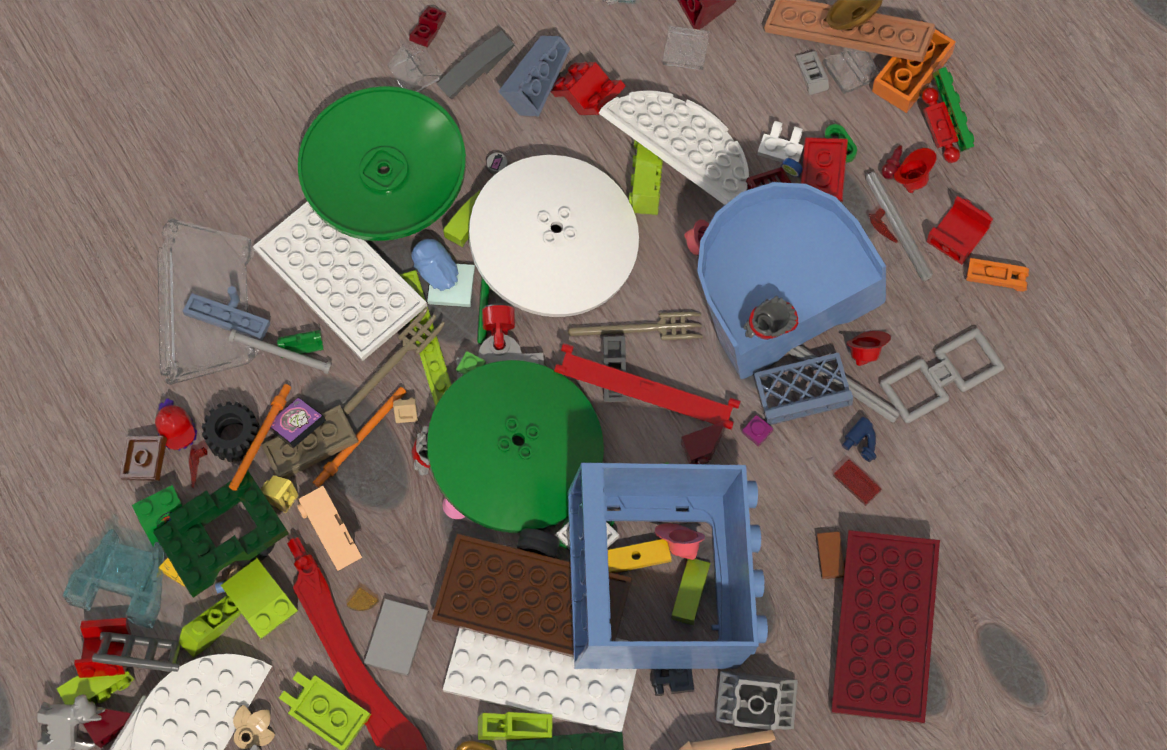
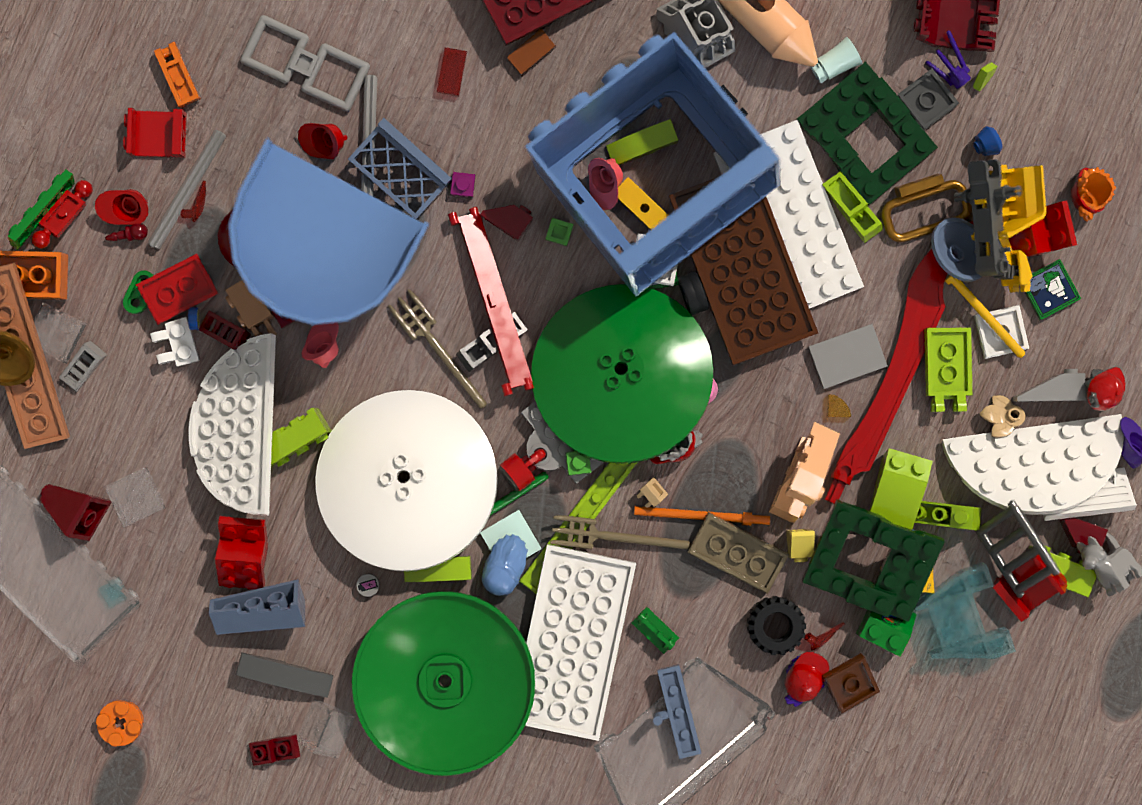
camera: 135 degrees left, 20 degrees up
(234, 336) = (678, 639): light grey bar -> none
(277, 405) = (724, 606): orange bar -> none
(296, 422) = (730, 577): tile -> none
(771, 319) = (379, 210): dark grey hair -> none
(861, 429) = (405, 98): dark blue plant -> none

